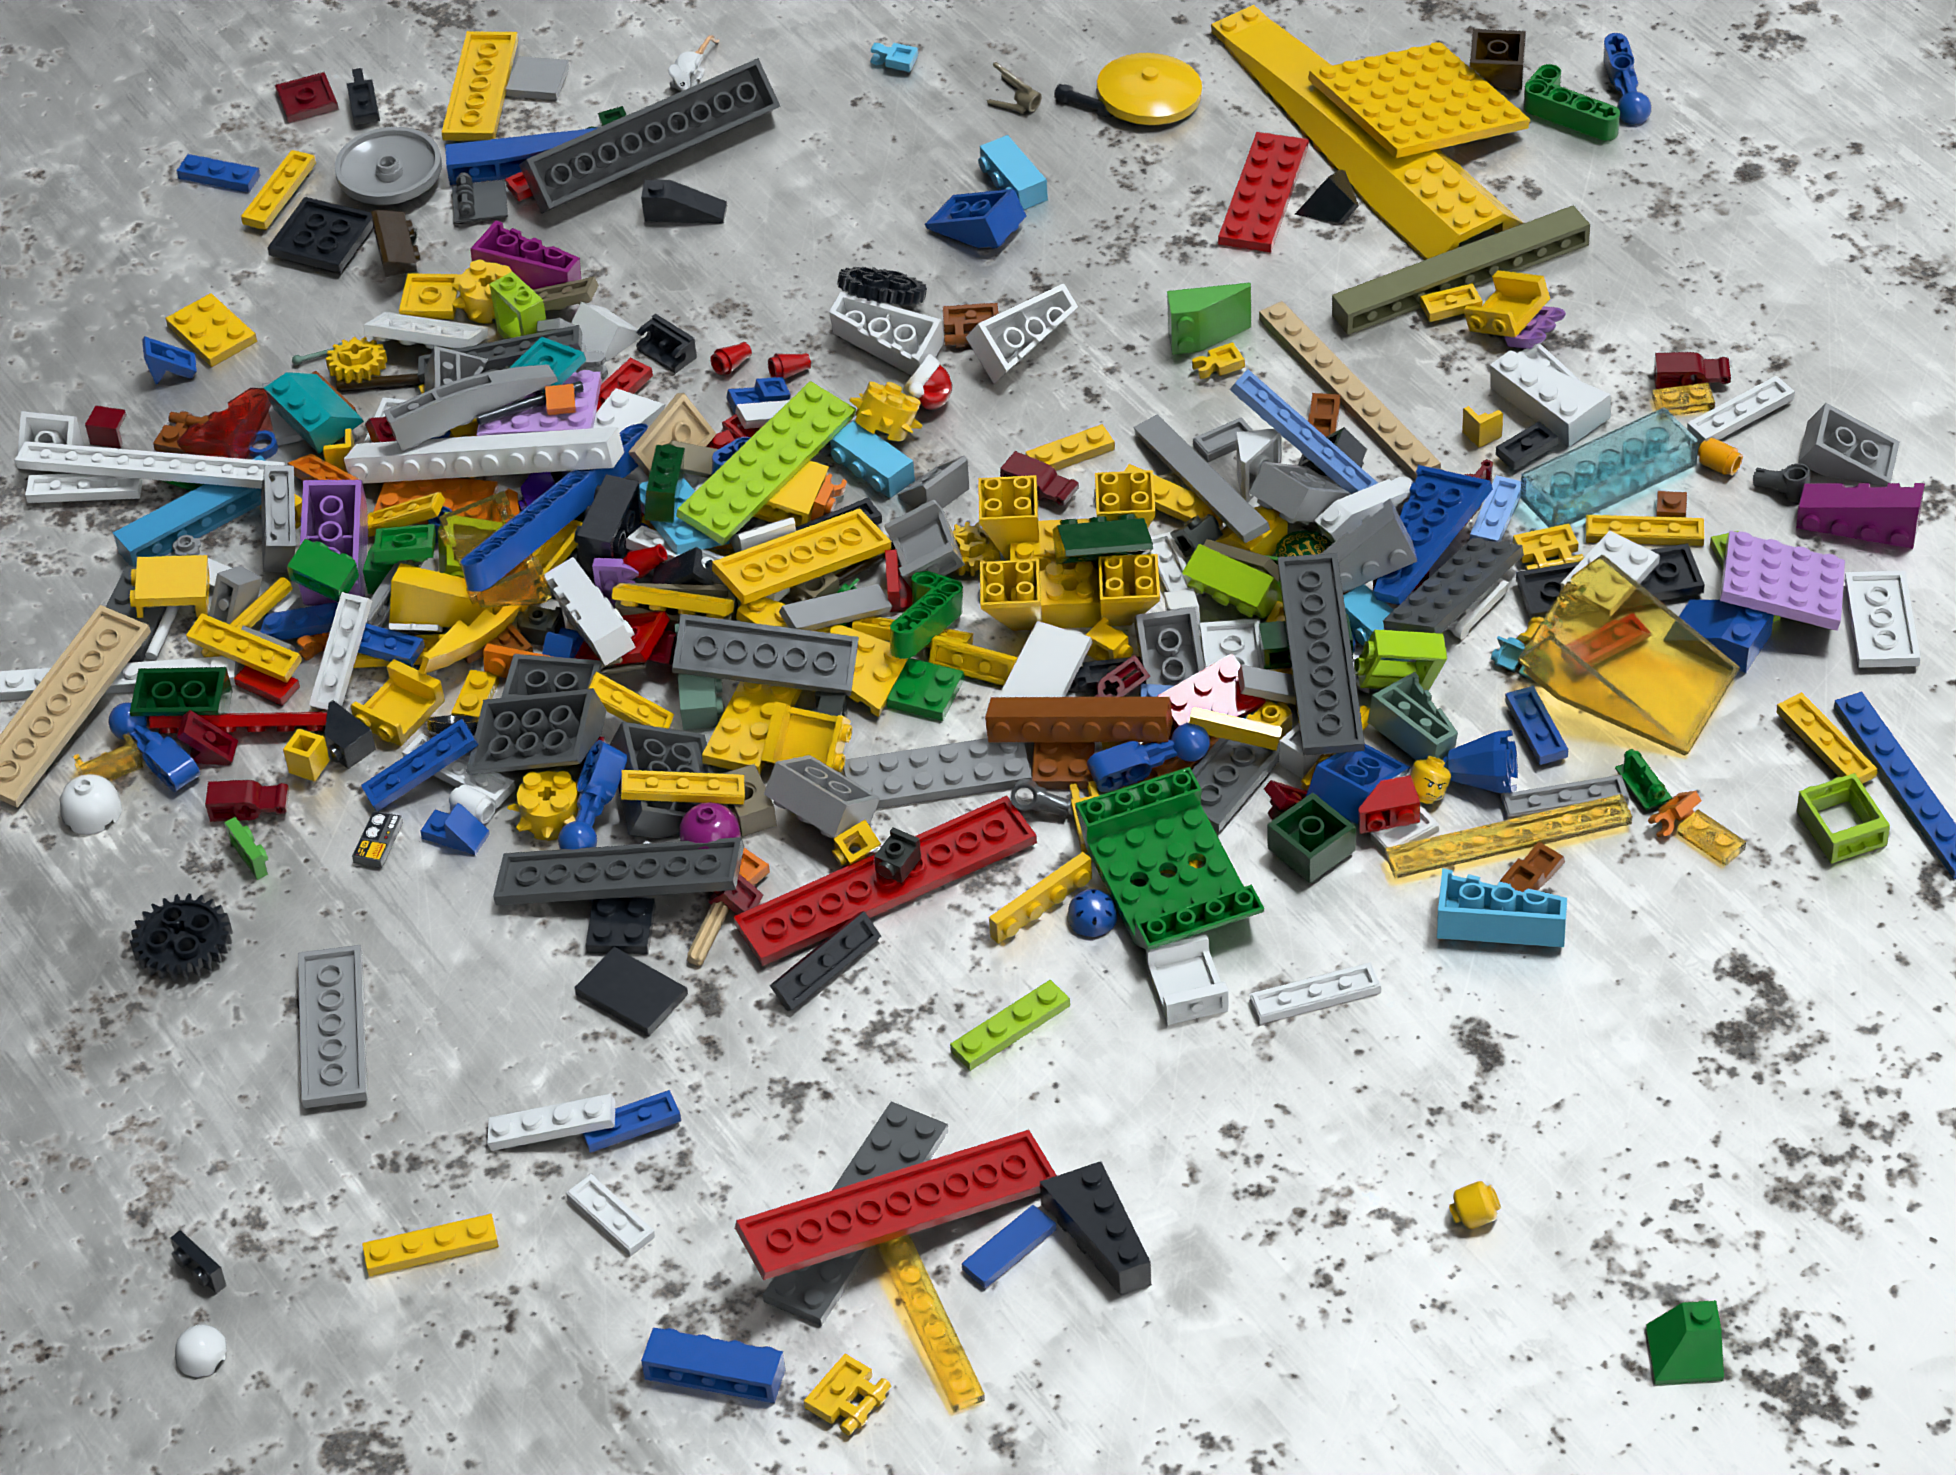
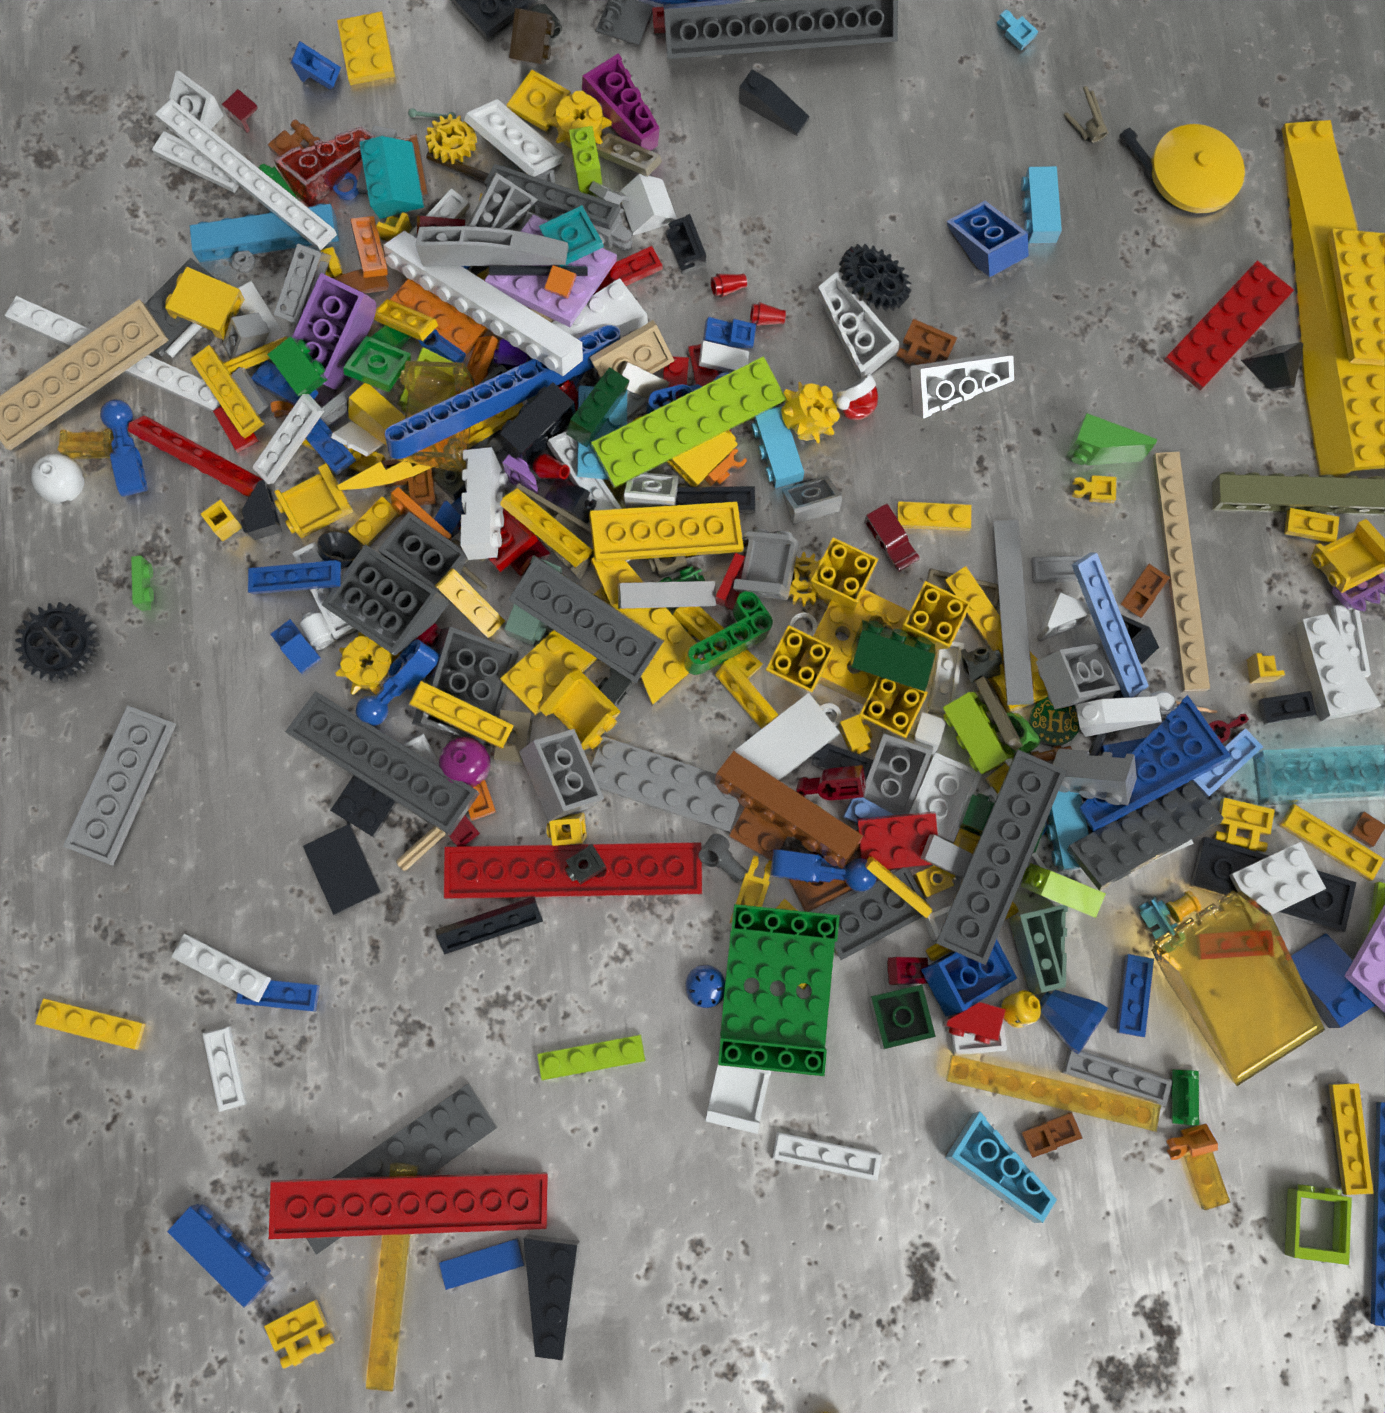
camera: 25 degrees right, 30 degrees up
(181, 690) = (160, 415): dark green slope -> none
(207, 741) = (162, 464): dark red slope -> none
(244, 799) = (163, 535): dark red piece -> none
(377, 839) = (238, 622): tile -> none
(925, 689) = (700, 698): green plate -> none
(1040, 897) = (663, 958): yellow plate -> none

